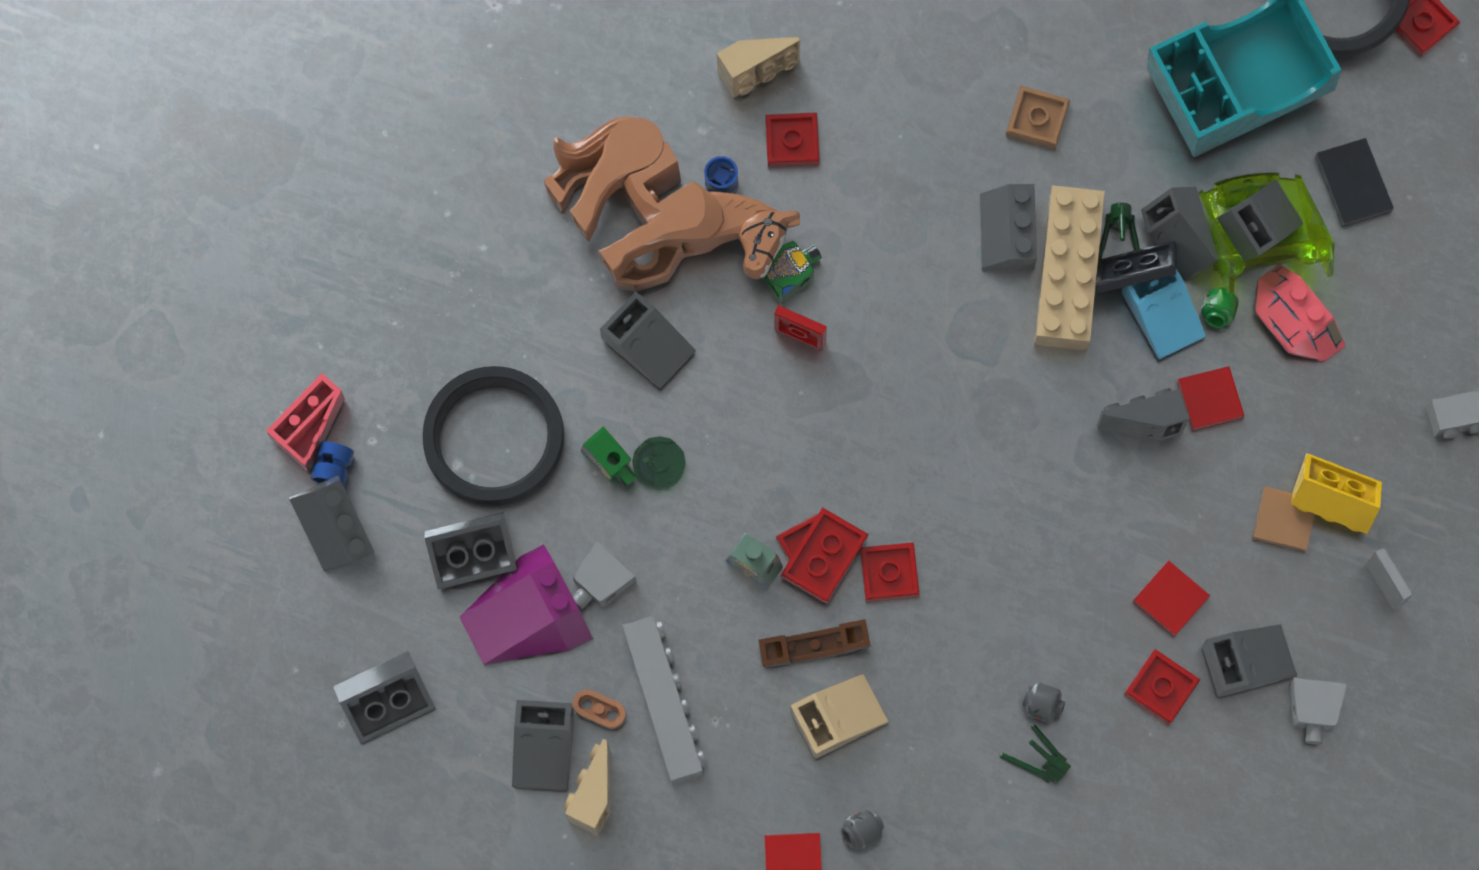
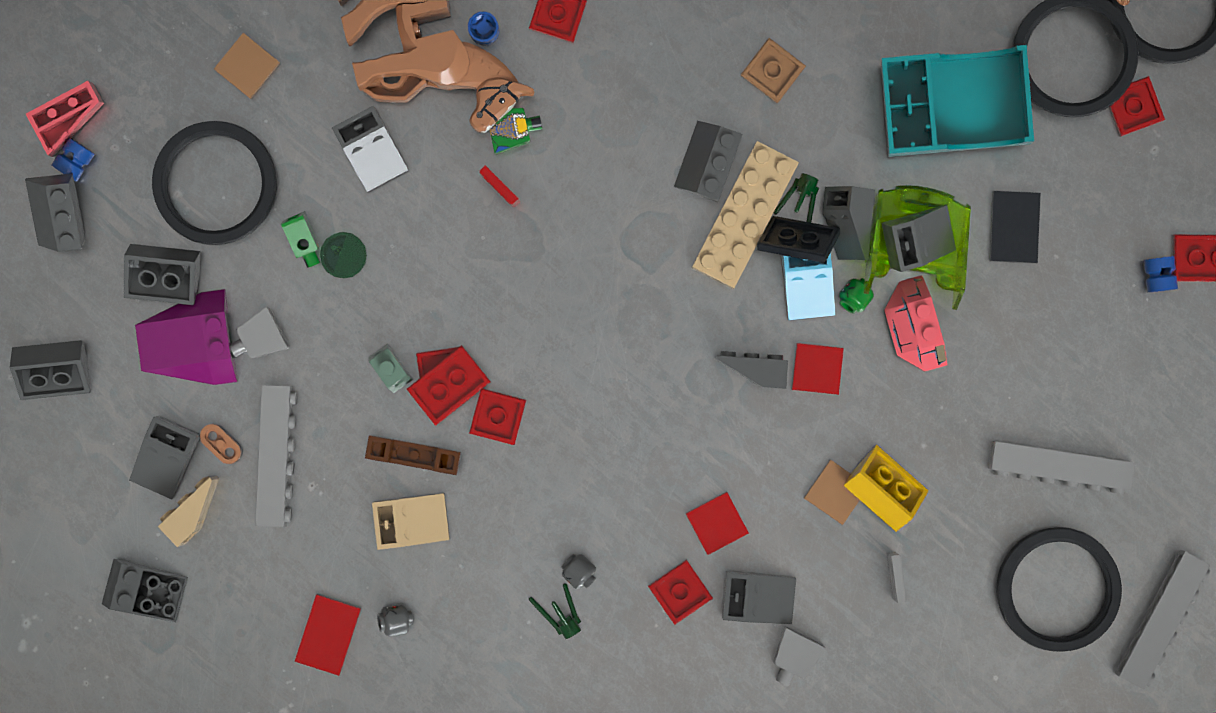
camera: 20 degrees right, 15 degrees up
(484, 306) = (247, 65): none -> medium nougat tile

